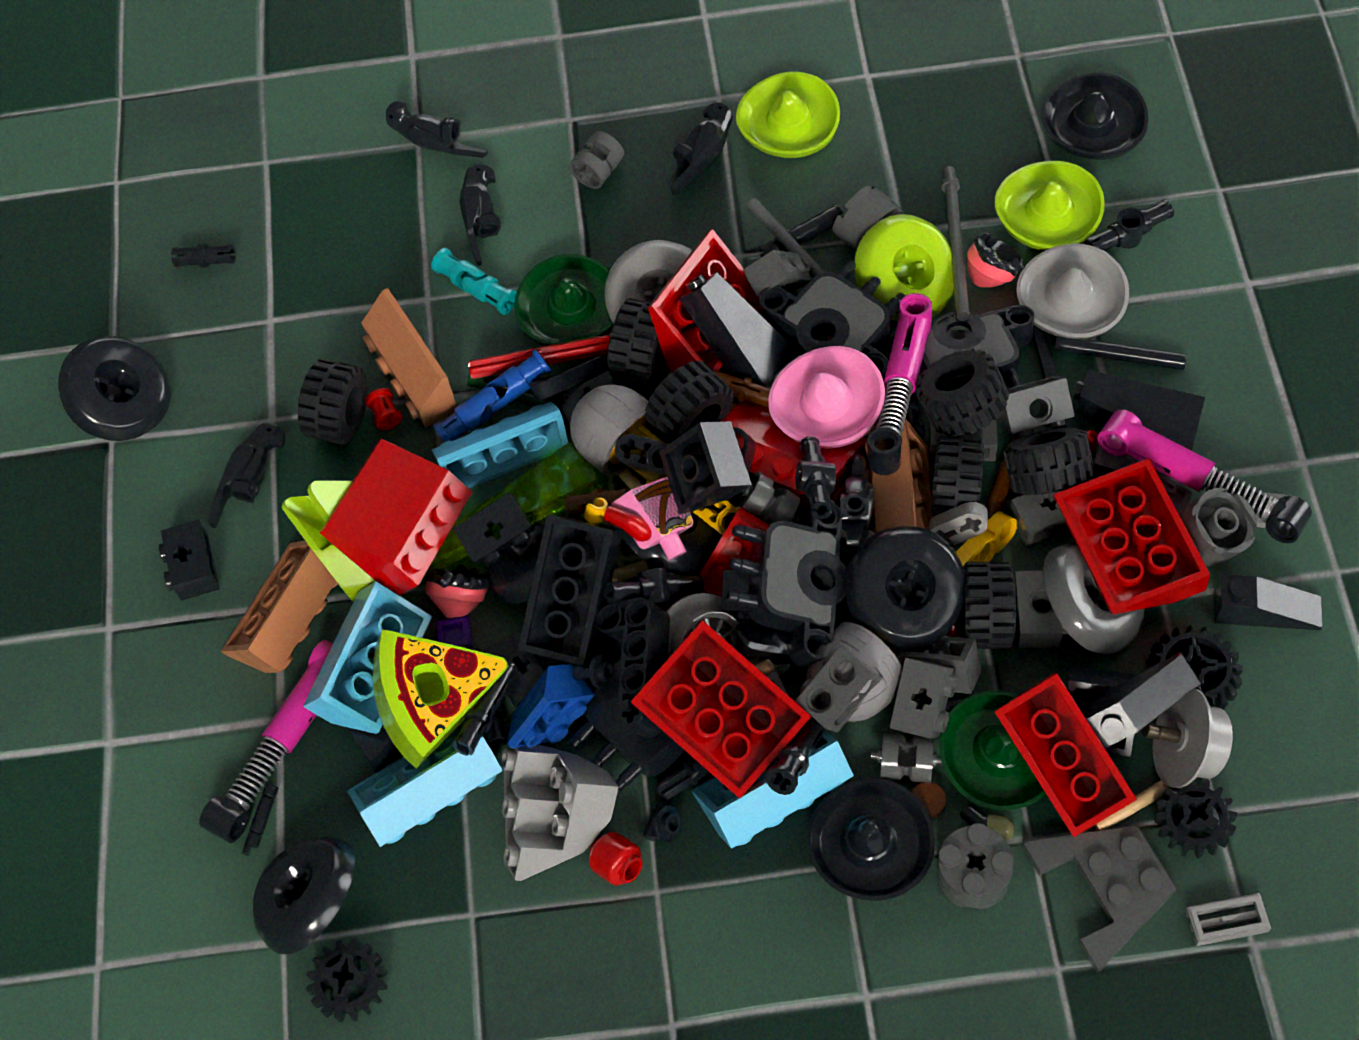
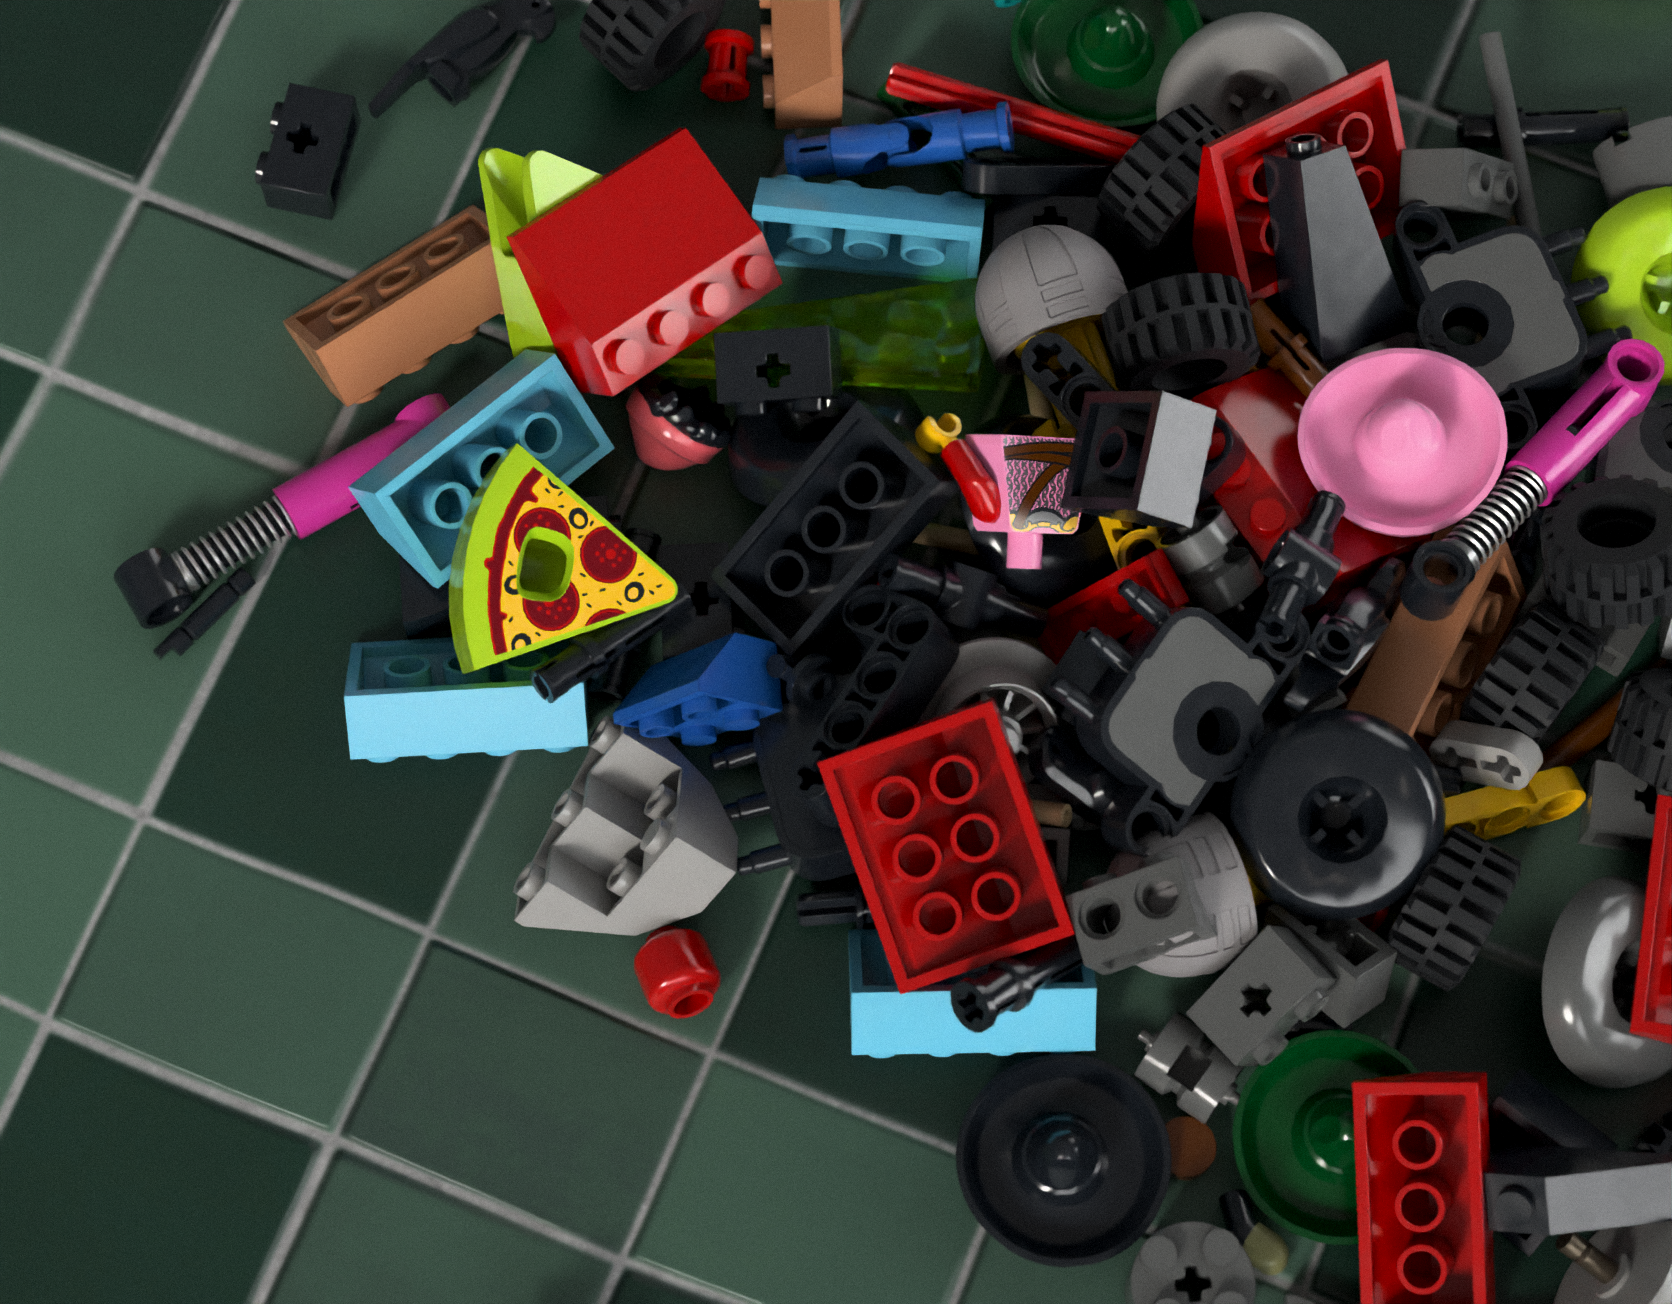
camera: 20 degrees right, 10 degrees up
(302, 892) = (204, 765): black hat -> none
(338, 966) = (187, 948): black gear -> none
(455, 632) = (637, 491): dark purple tile -> none
(577, 503) = (935, 400): reddish brown pin -> none
(663, 823) = (777, 958): black plate -> none
(1034, 627) = (1505, 976): dark grey brick -> none

